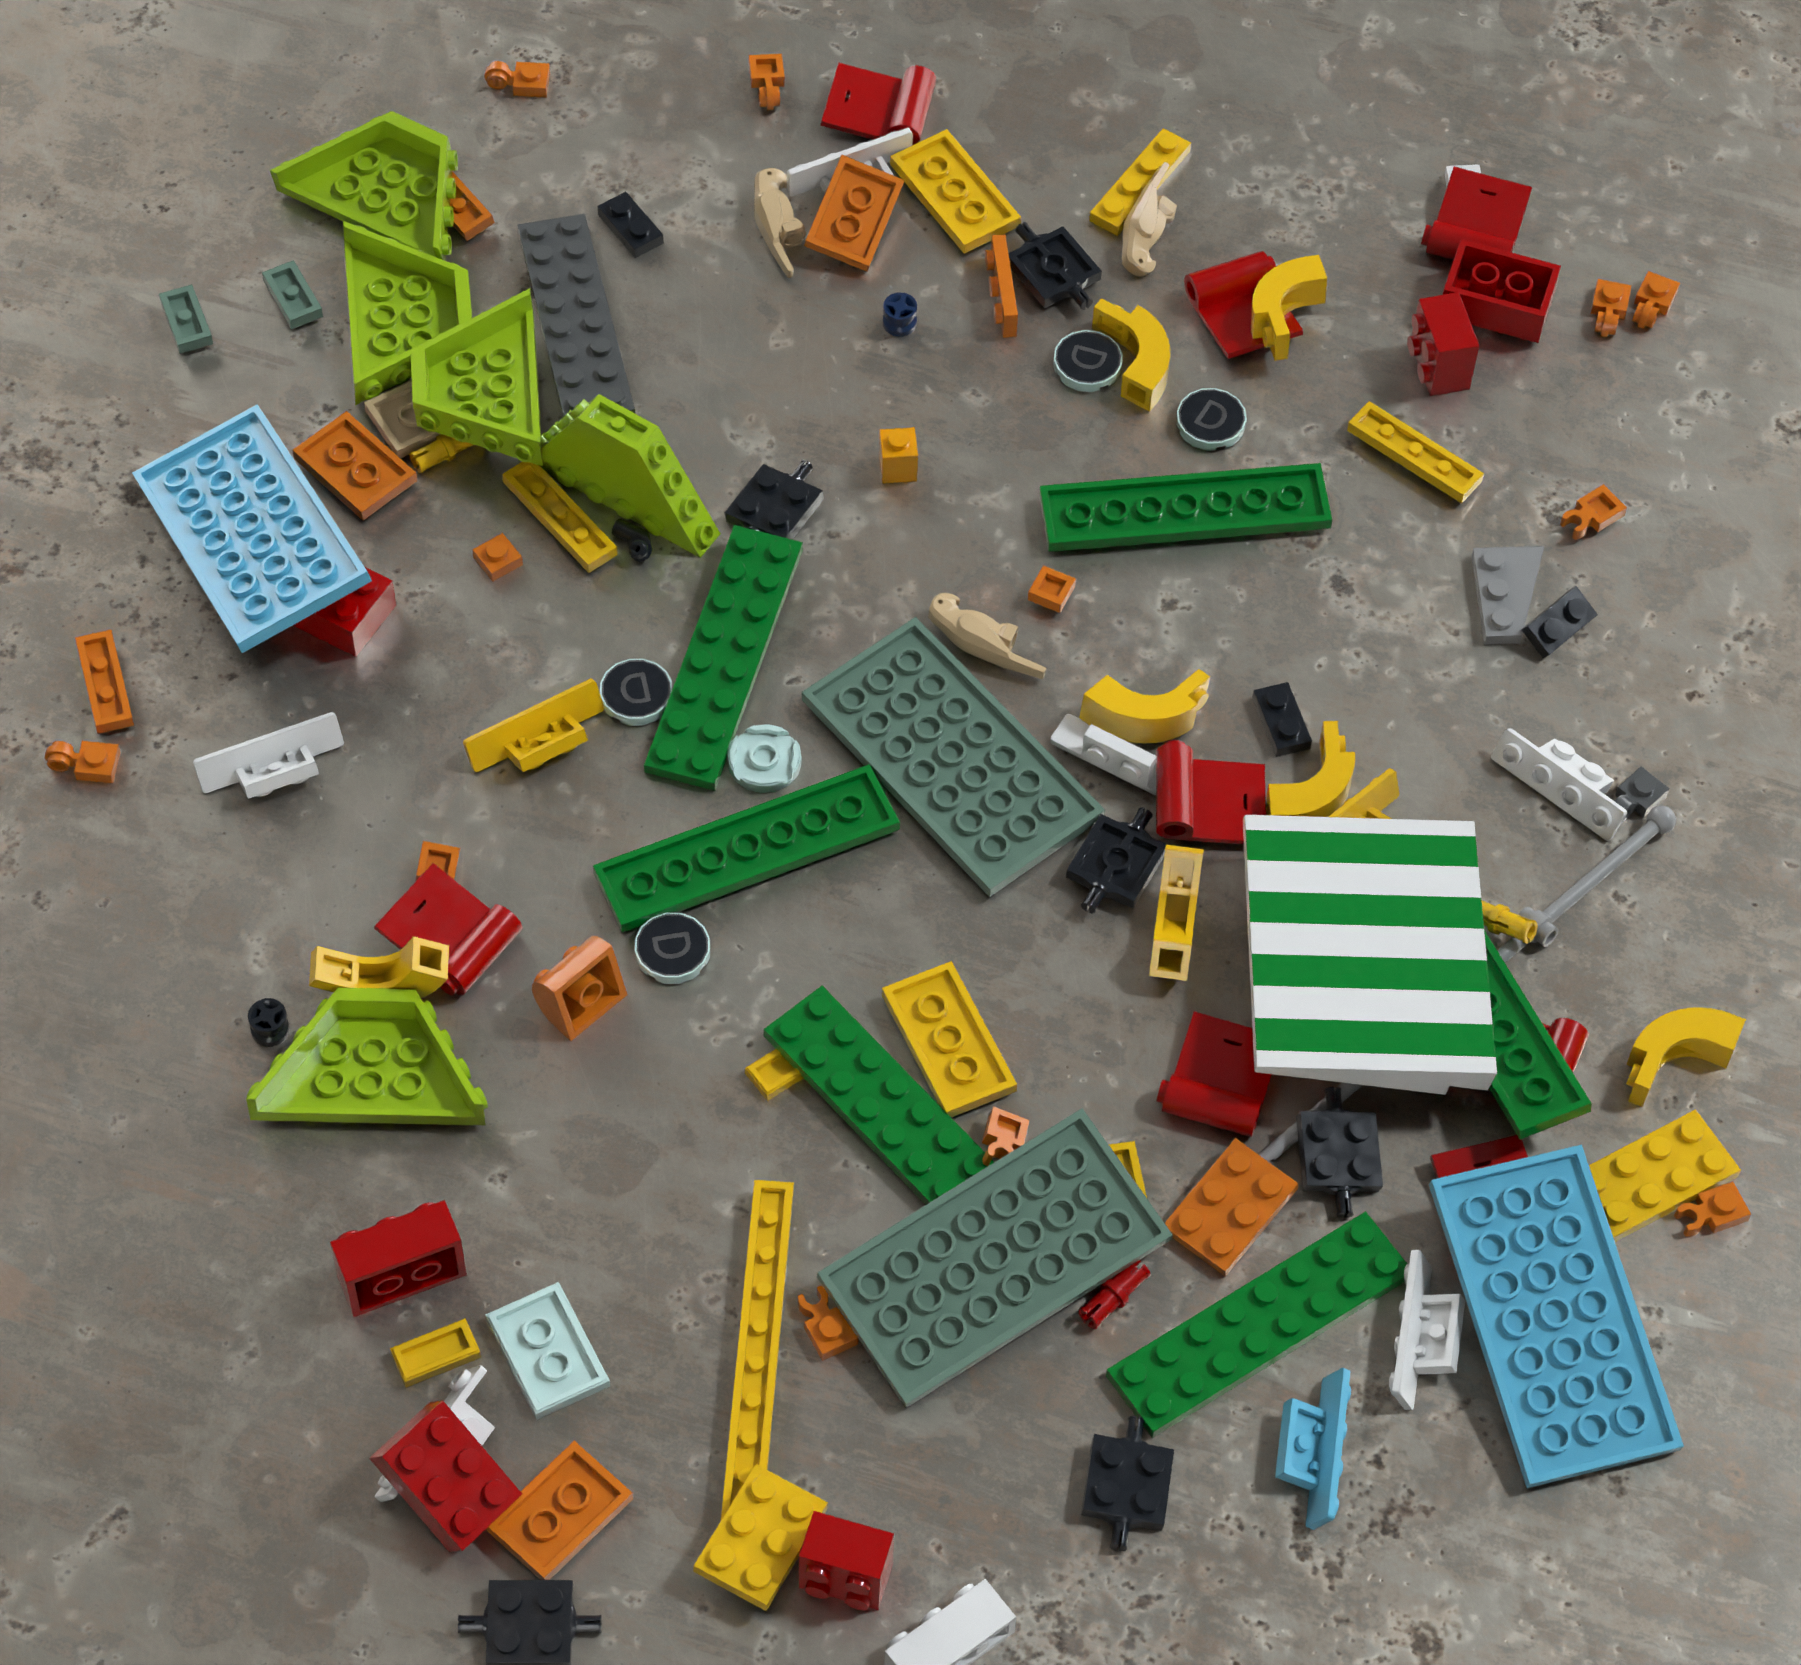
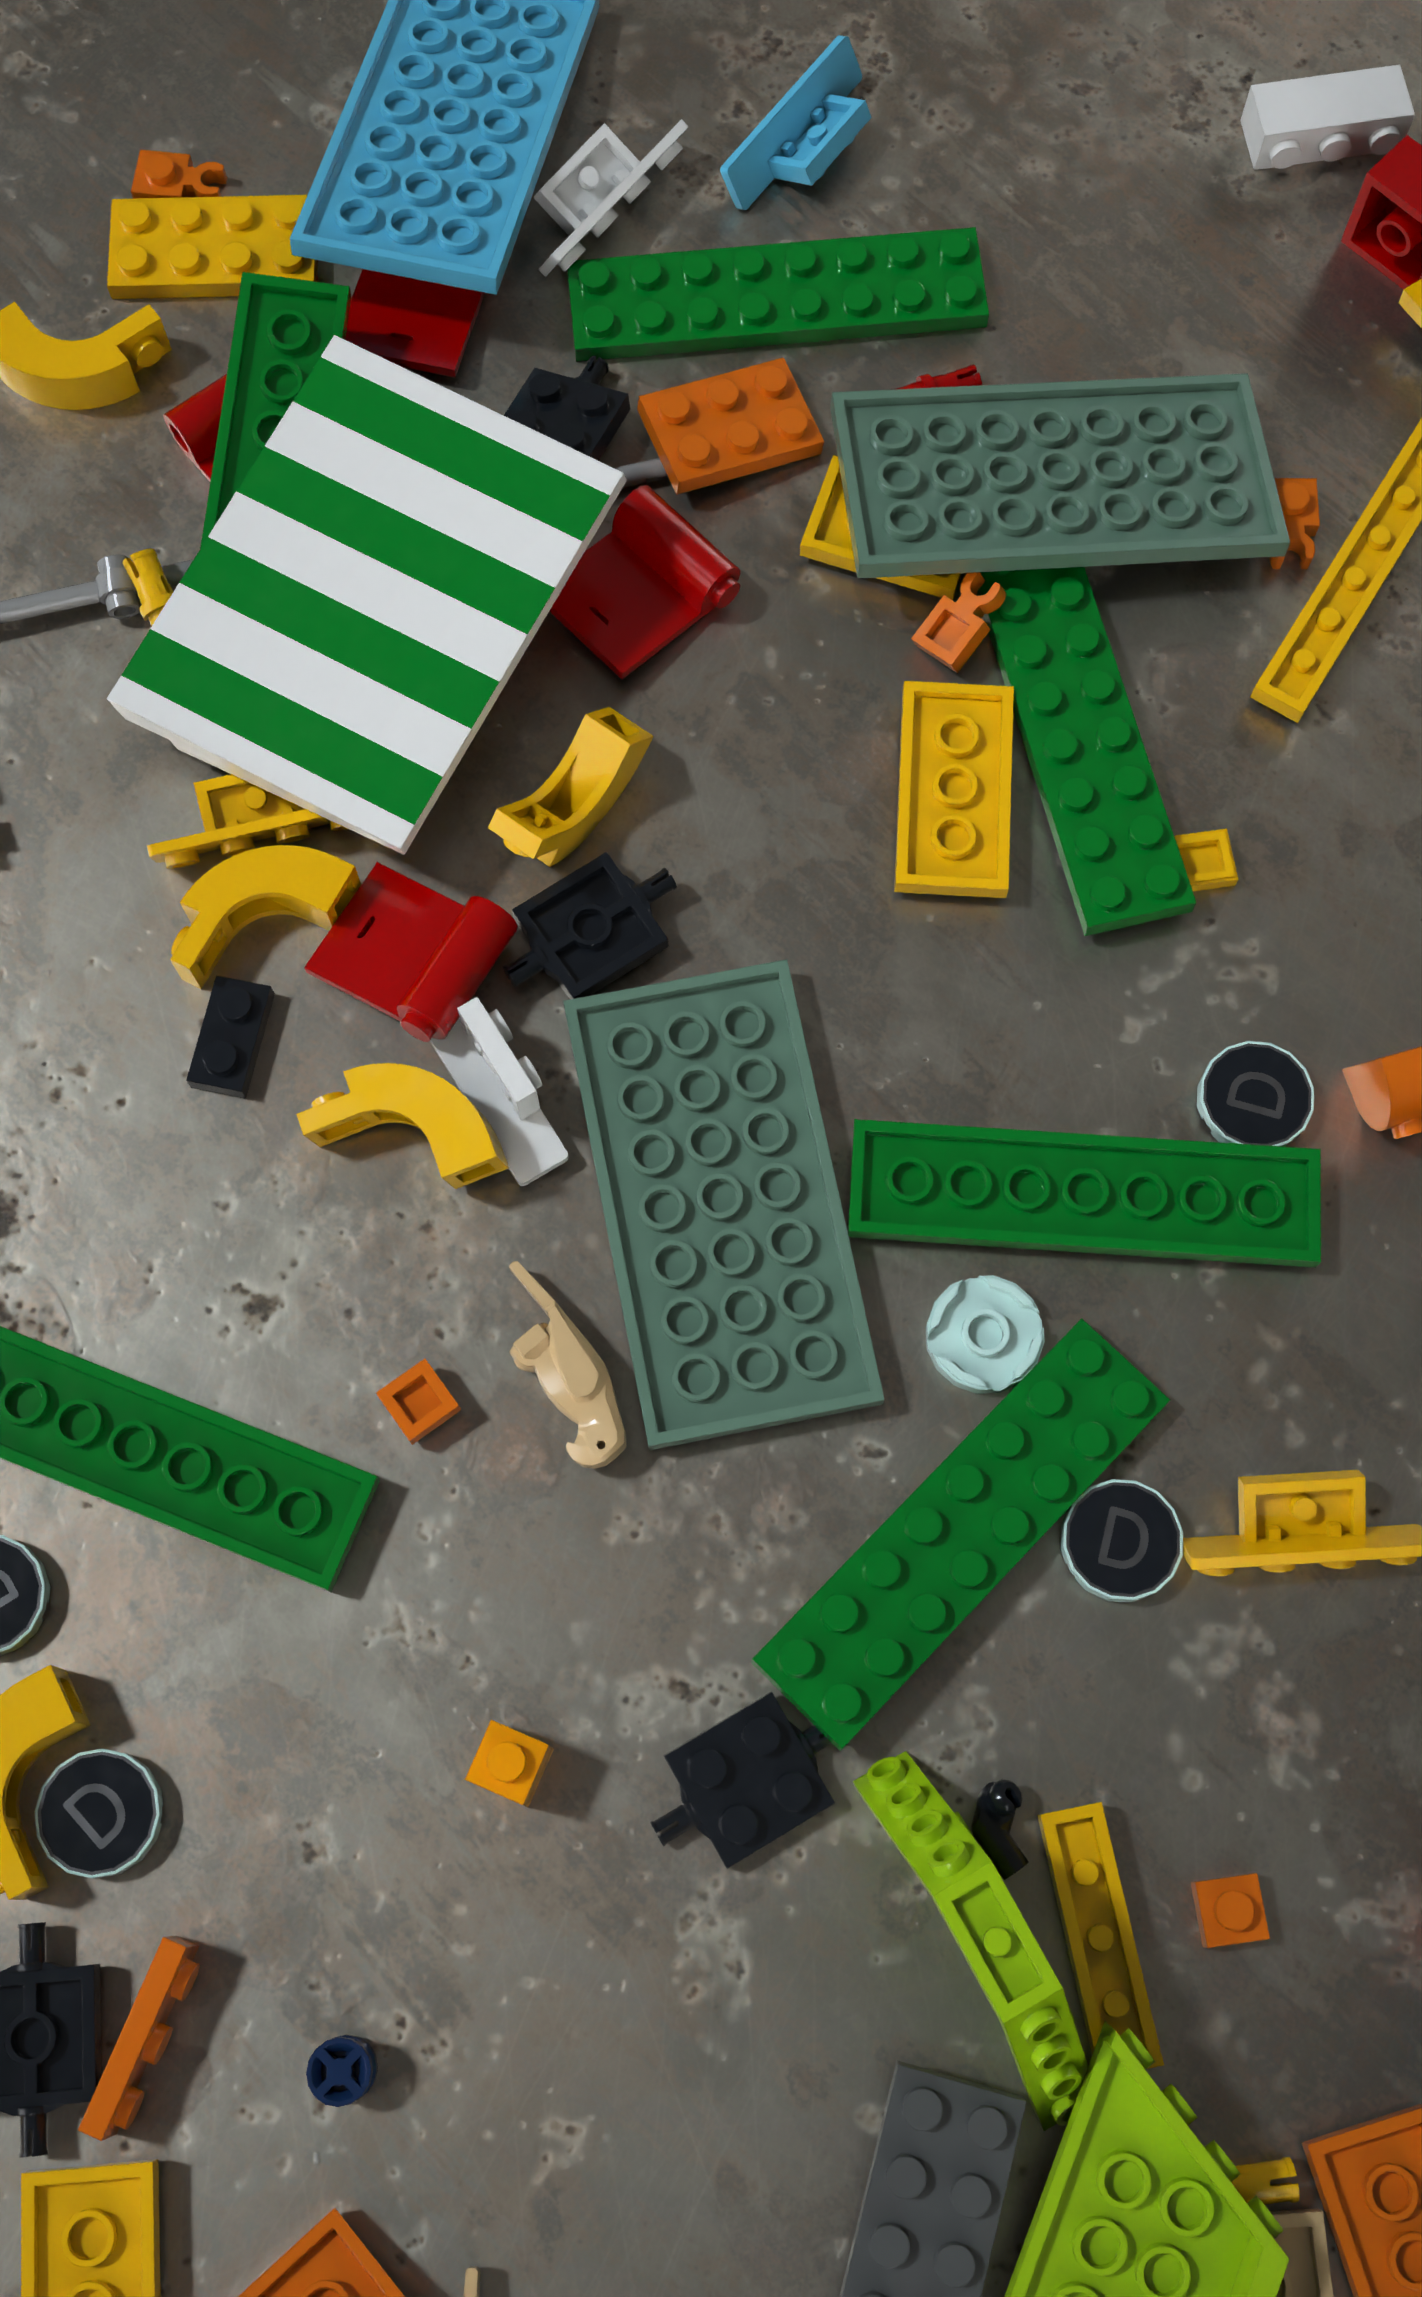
camera: 150 degrees left, 15 degrees up
(1127, 1483) = (1034, 195): black plate -> none

